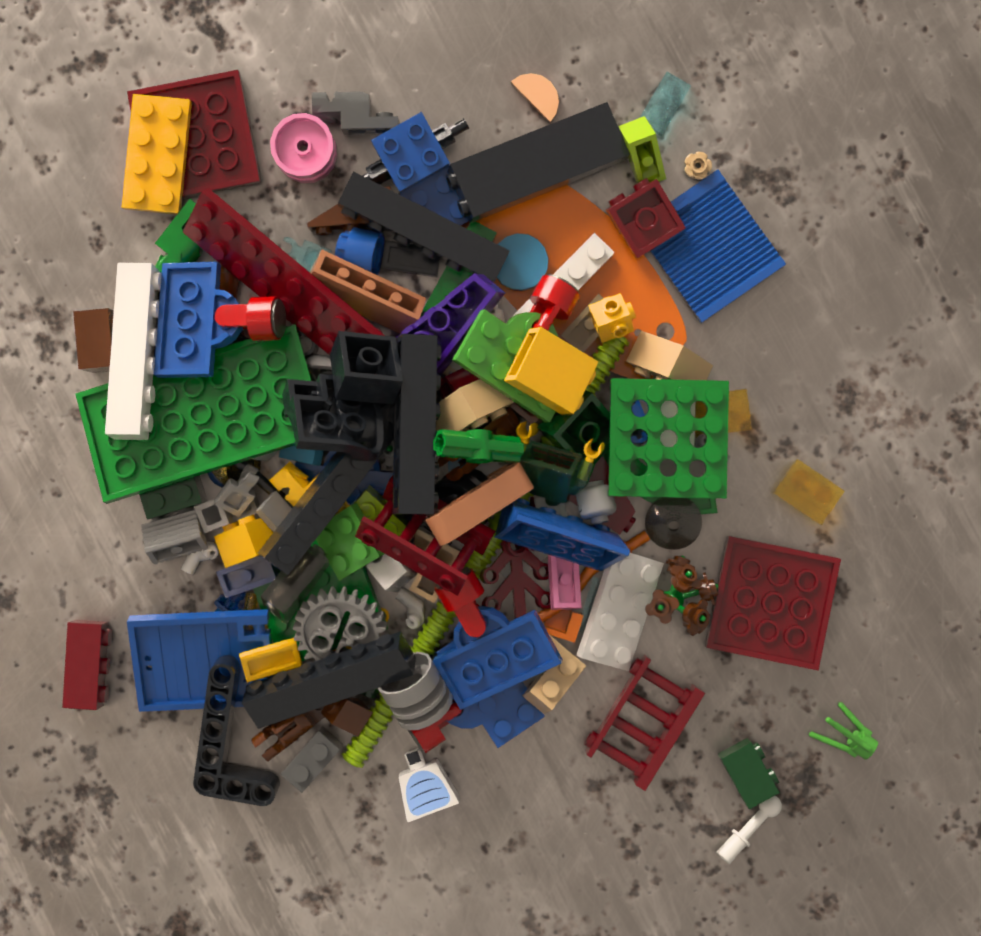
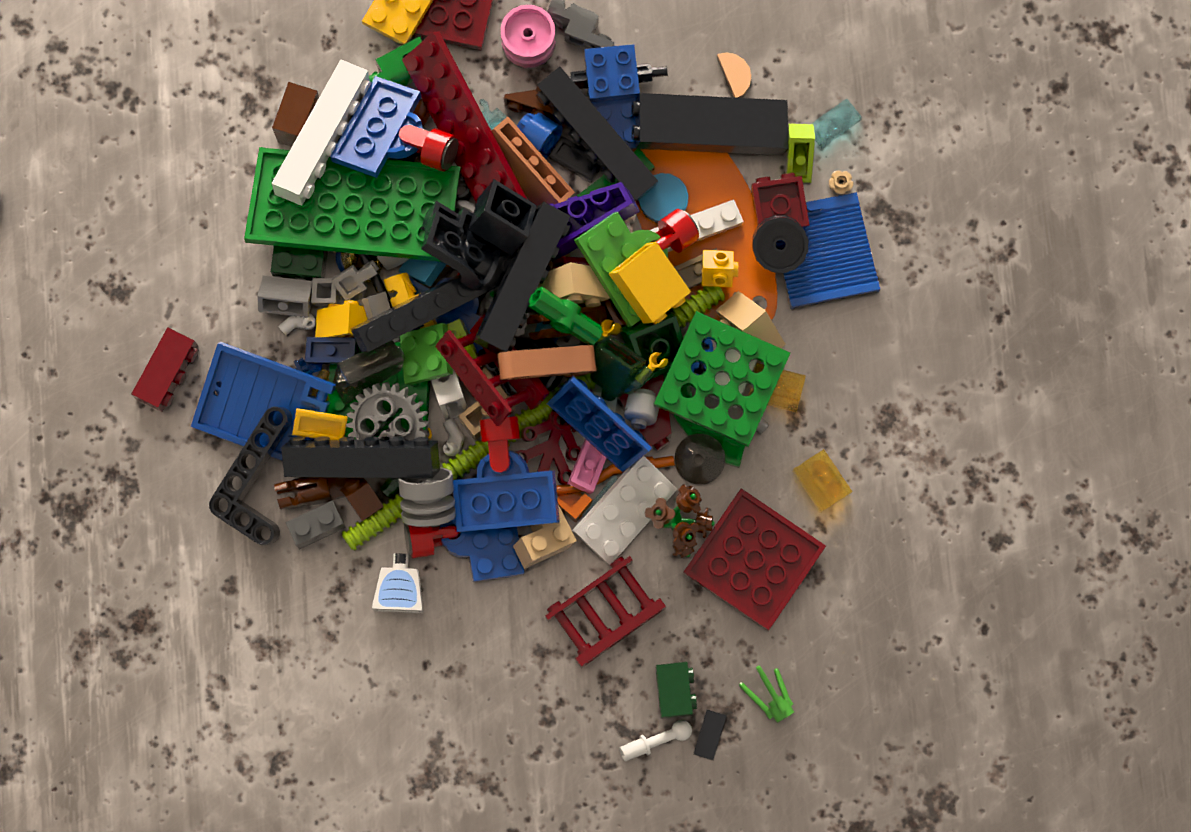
camera: 25 degrees right, 10 degrees down
(679, 273) = (780, 228): none -> black wheel
(800, 797) = (709, 734): none -> black sticker

